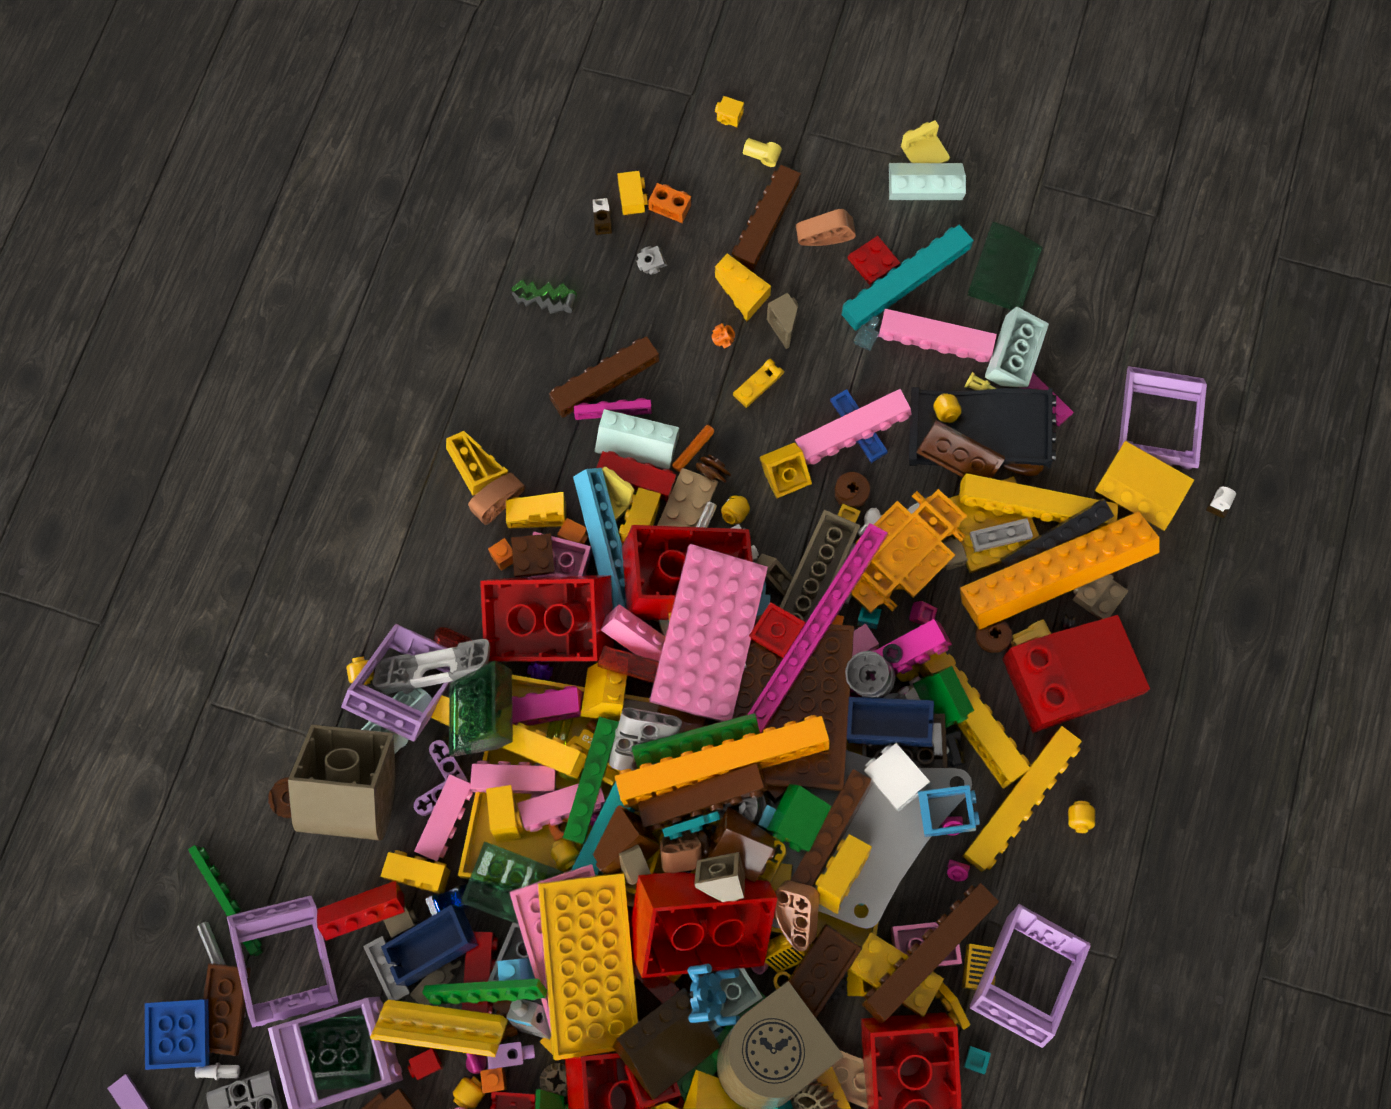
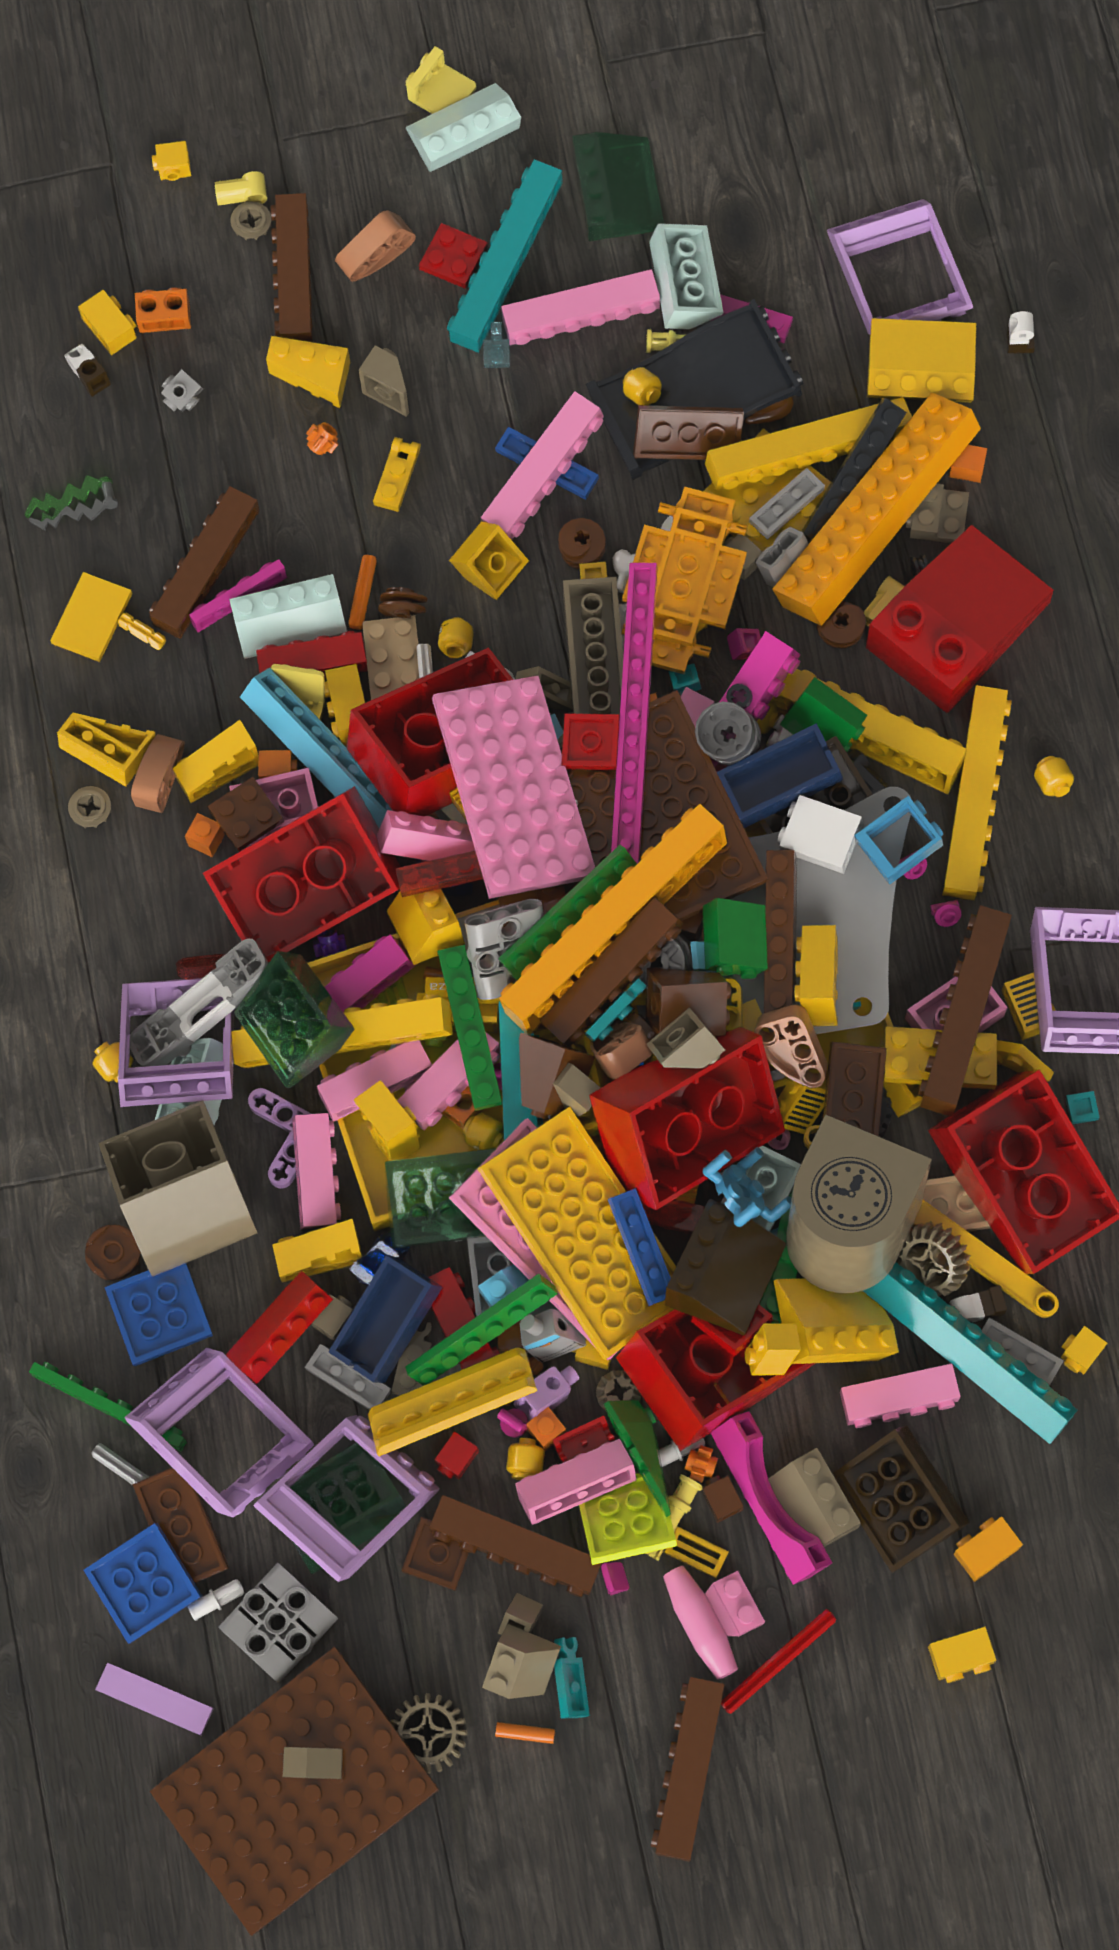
camera: 25 degrees left, 0 degrees up
(292, 856) = (158, 1313): none -> blue plate
(442, 488) = (83, 798): none -> dark tan gear
(514, 374) = (91, 617): none -> yellow tile
(540, 400) = (142, 631): none -> yellow axle
(620, 995) = (641, 1245): none -> blue plate
(752, 168) = (258, 212): none -> dark tan gear
(979, 567) = (781, 555): none -> light grey brick
(1139, 572) = (969, 464): none -> orange brick

